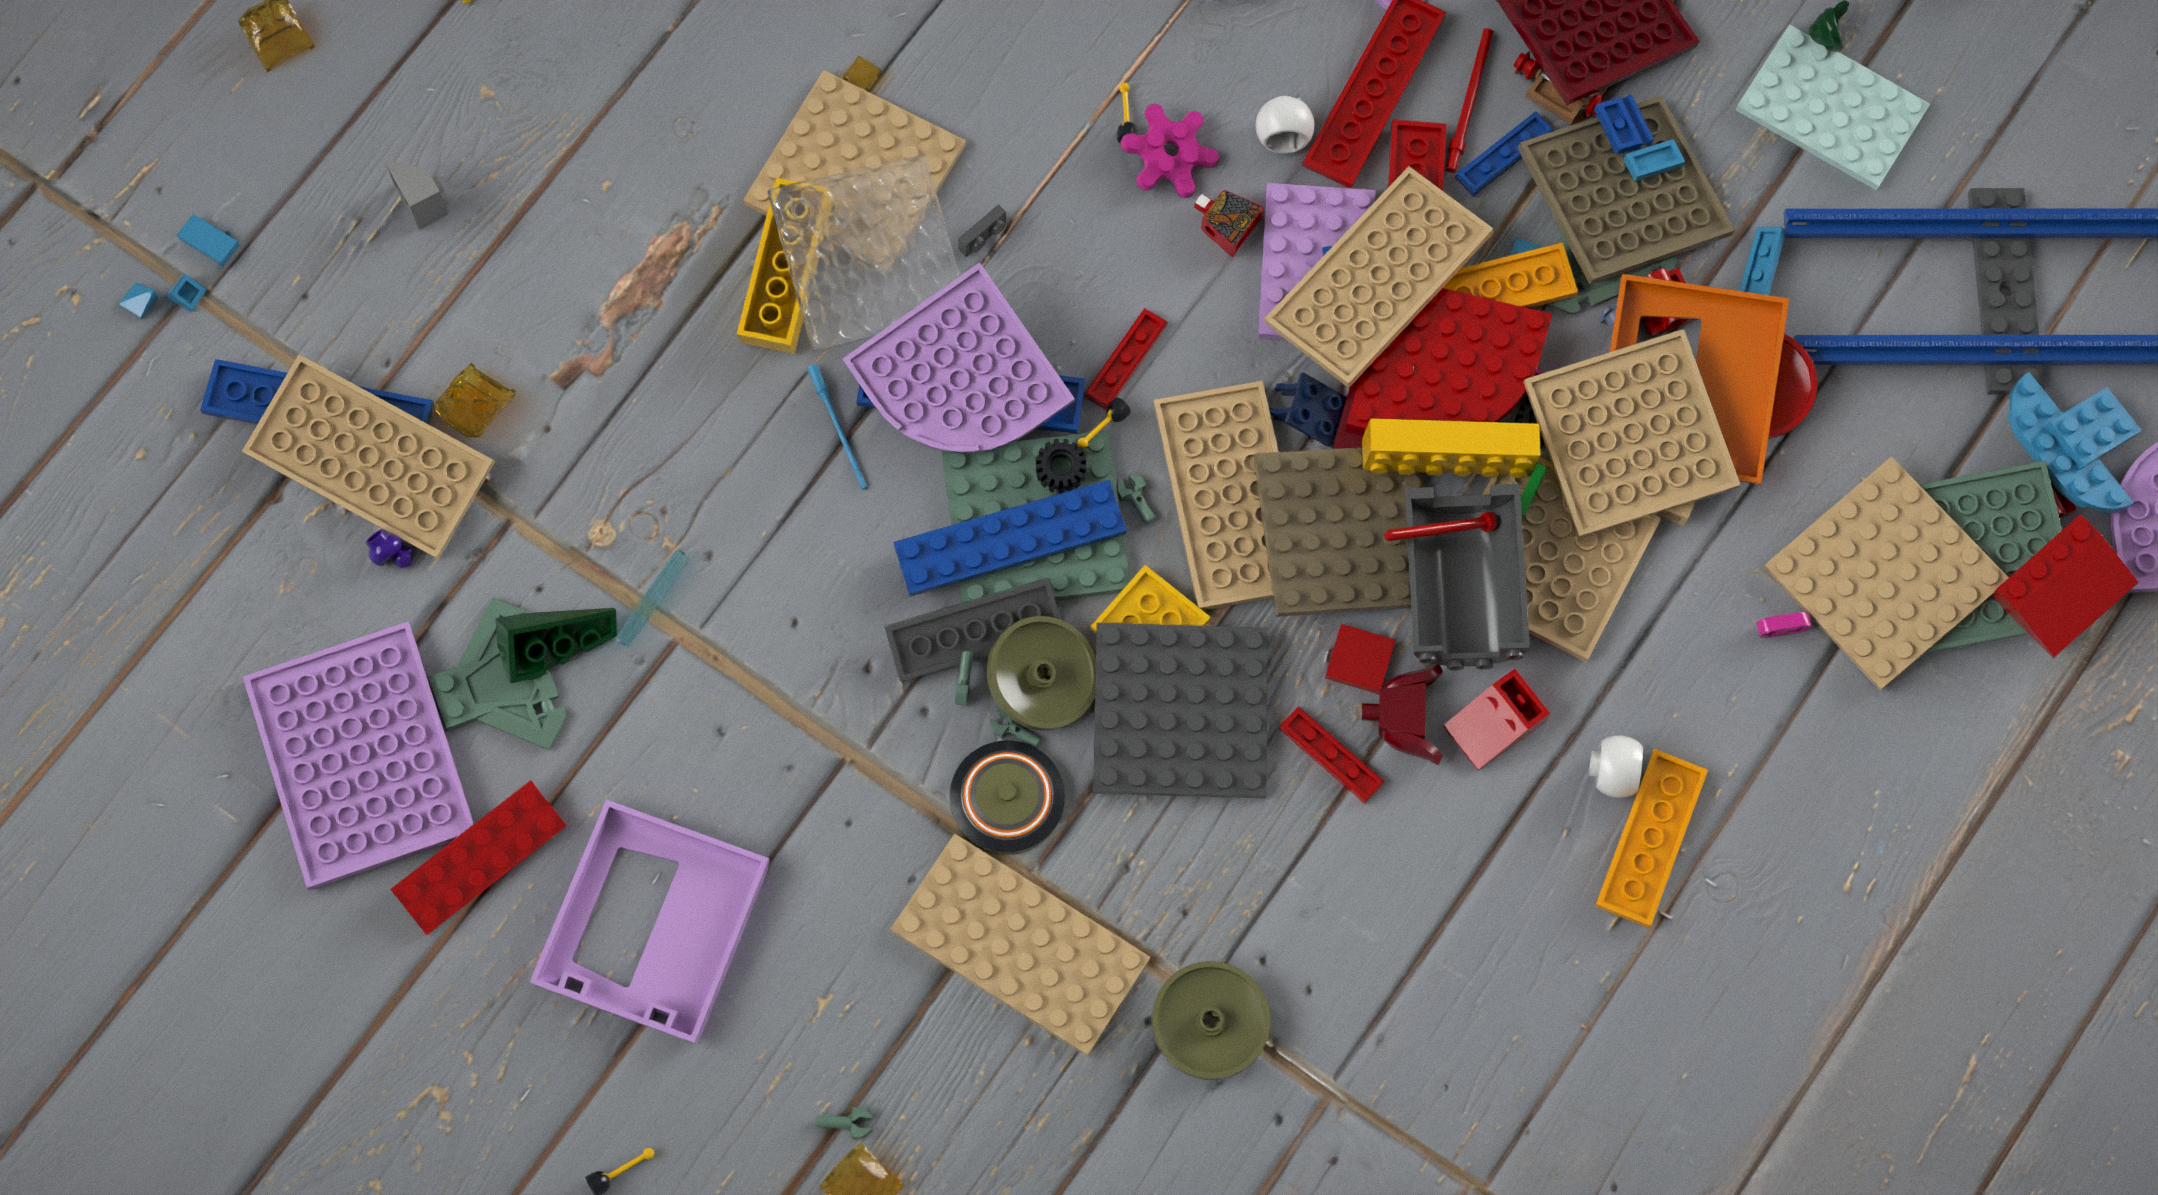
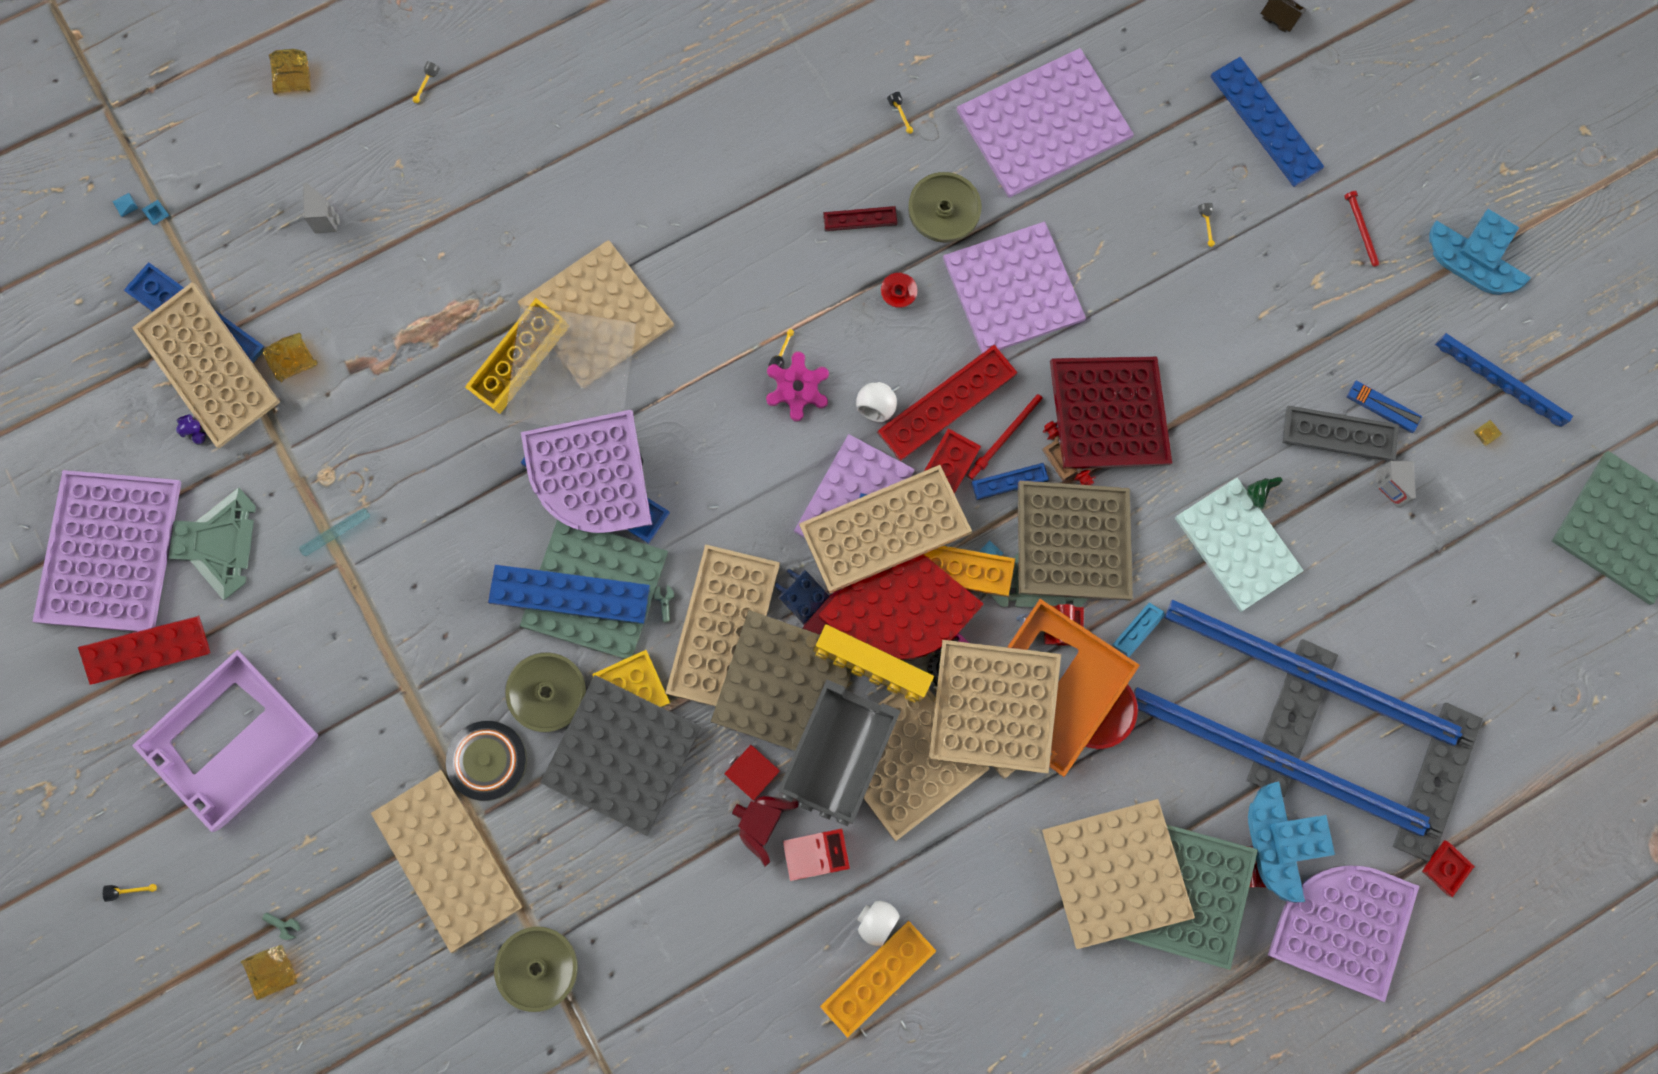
camera: 20 degrees right, 5 degrees up
(208, 240) = (185, 185): dark azure tile -> none
(543, 639) = (249, 529): dark green wedge -> none
(822, 391) = (505, 445): dark azure piece -> none
(862, 74) = (631, 253): clear yellow plate -> none
(940, 637) = (513, 641): dark grey plate -> none
(962, 688) = (492, 679): sand green bar -> none
(975, 237) = (648, 388): dark grey plate -> none
(1015, 729) = (519, 728): sand green bar -> none
(1056, 450) = (619, 551): black tyre -> none
(1116, 411) = (678, 541): hinge -> none
(1125, 358) = (703, 509): red tile -> none
(1228, 219) = (812, 447): torso -> none
(1331, 755) = (702, 827): red tile -> none
(1486, 522) = (871, 722): red bar -> none
(1531, 488) = (910, 714): green tile -> none
(1623, 124) = (1093, 498): blue plate -> none
(1654, 160) = (1102, 530): dark azure tile -> none
(1784, 625) = (1034, 876): dark pink beam -> none
(2065, 586) = (1229, 942): red slope -> none

